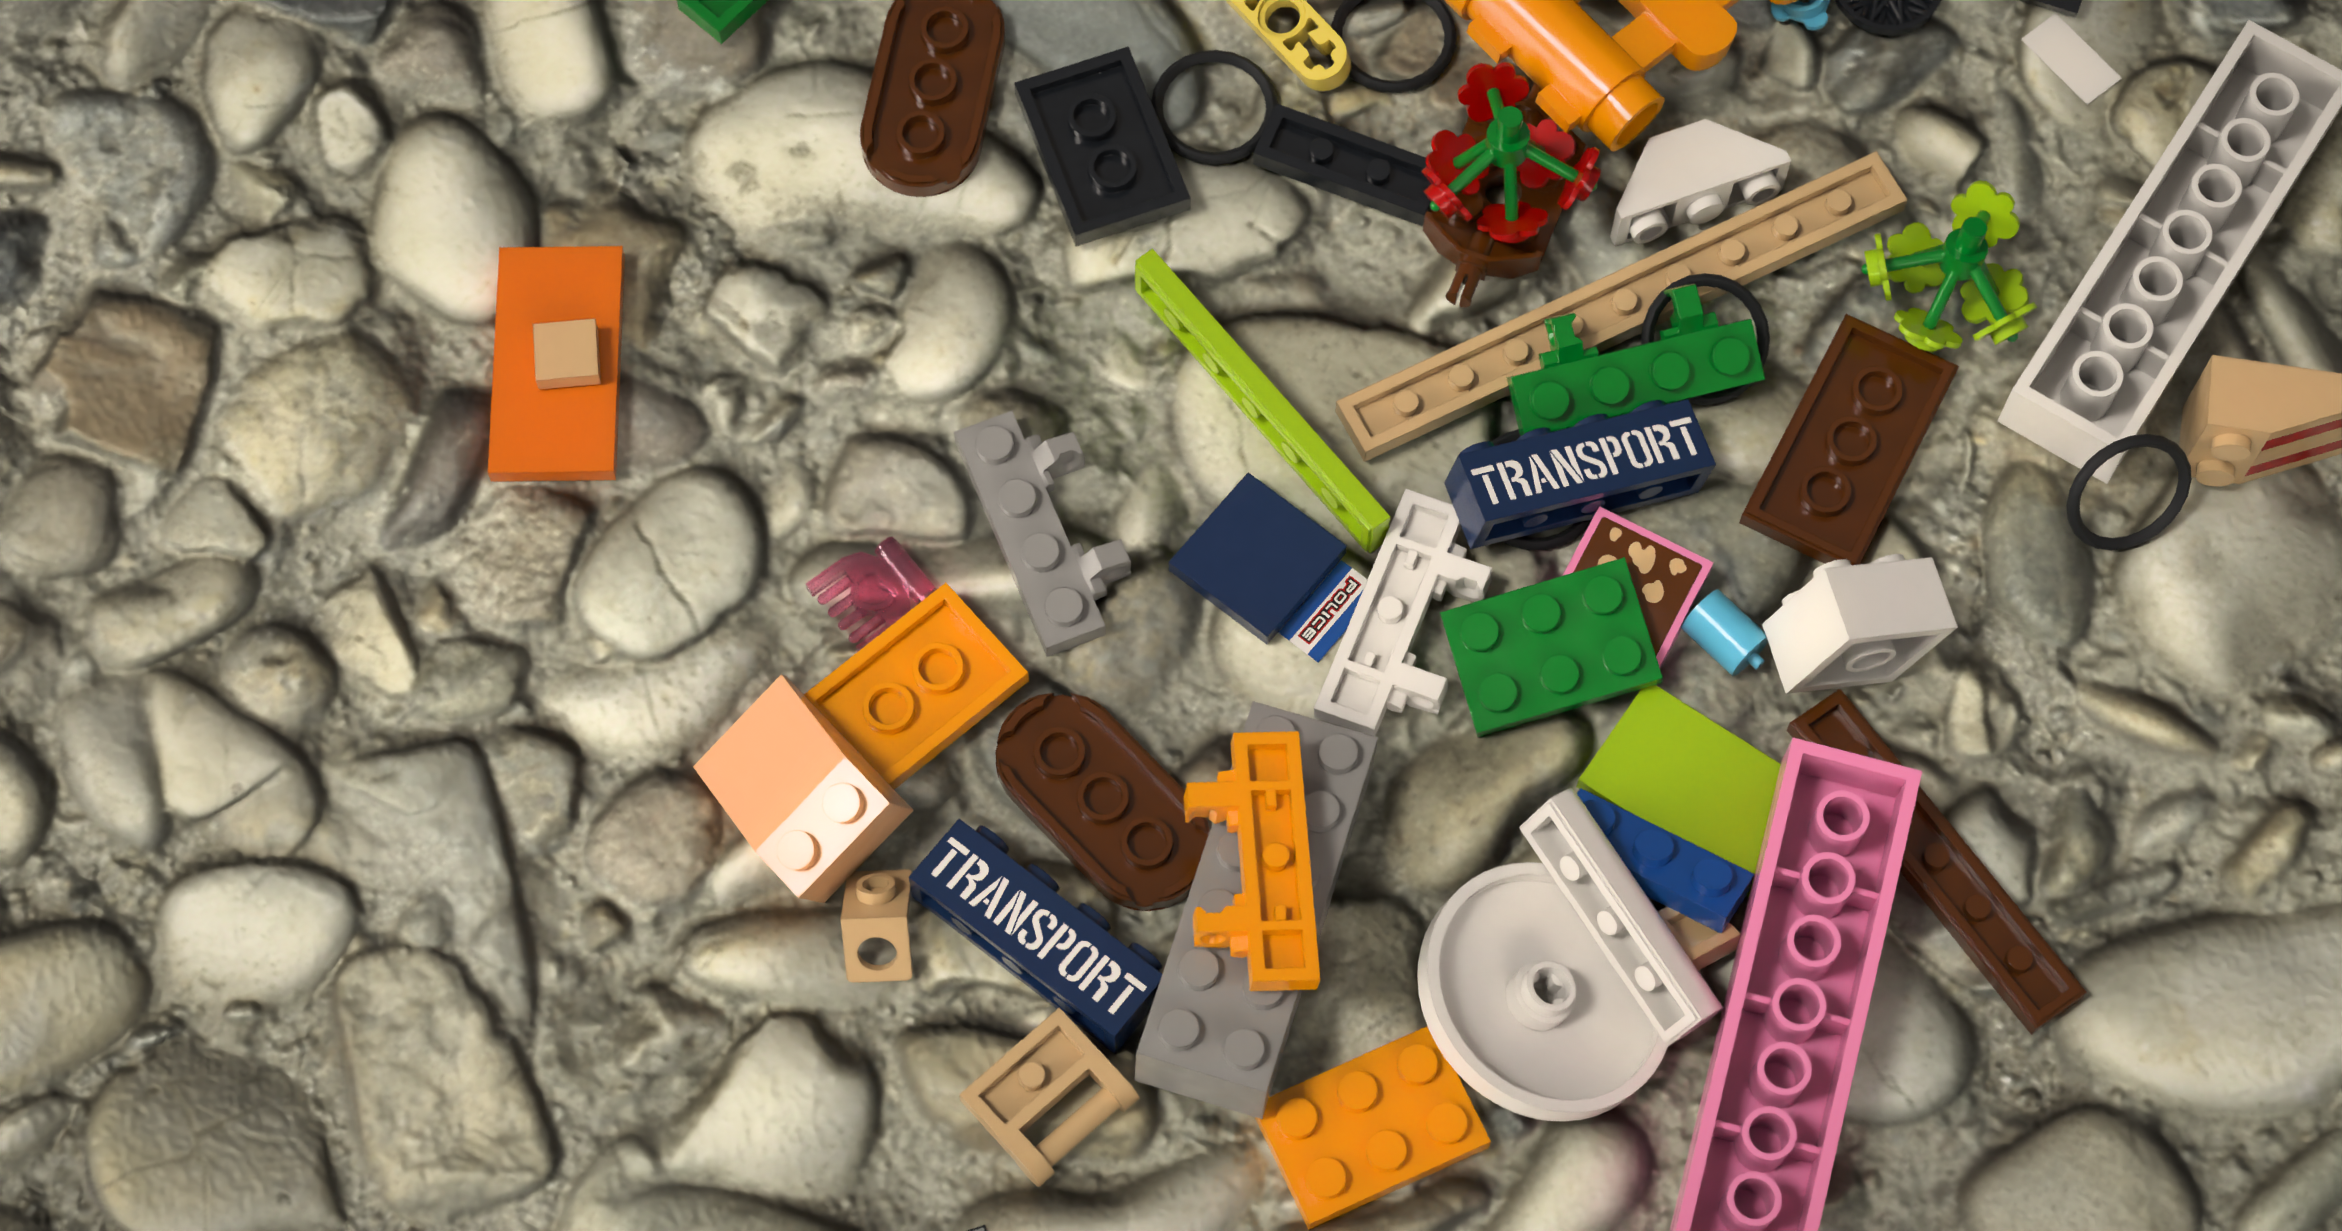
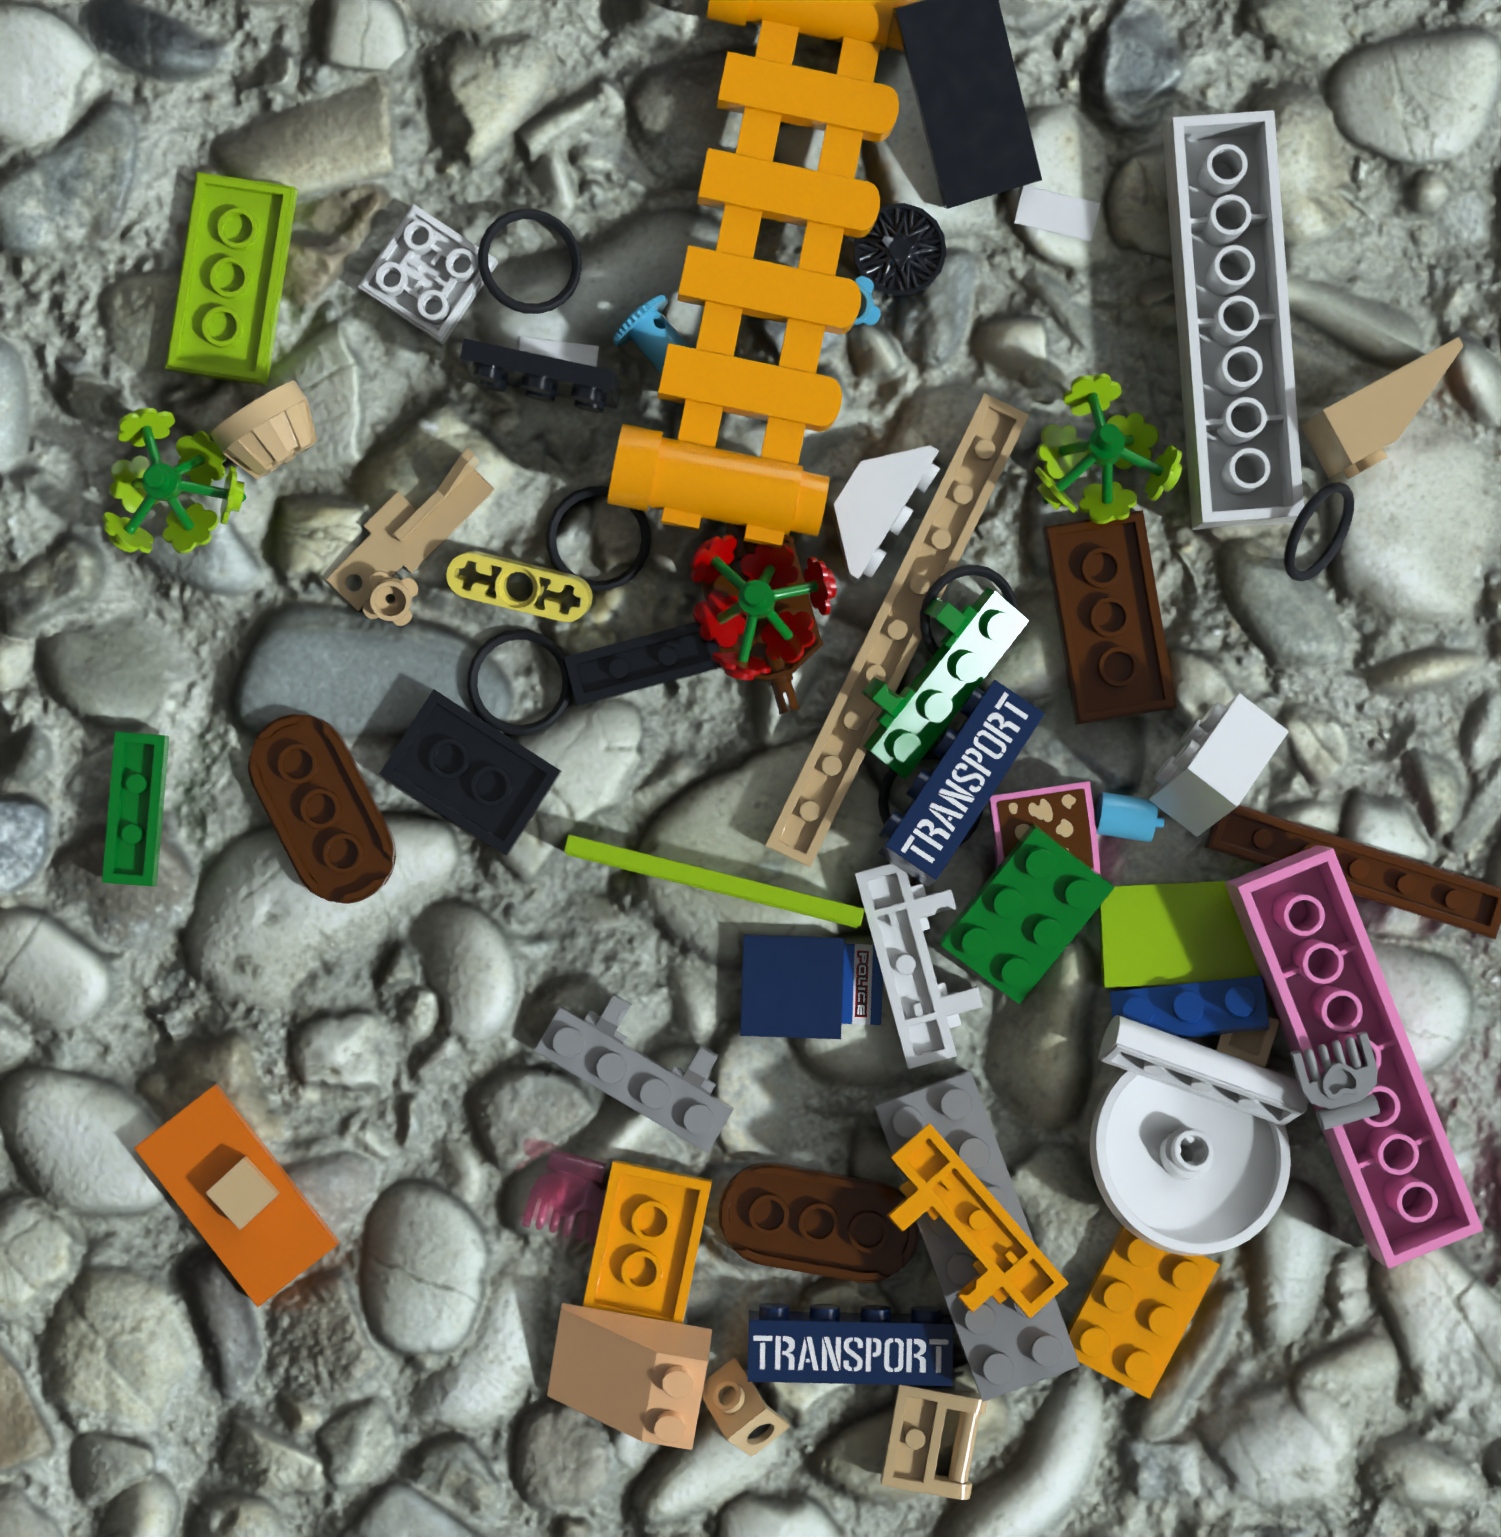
camera: 40 degrees left, 20 degrees up
(1757, 1009) = (1340, 1087): none -> light grey piece

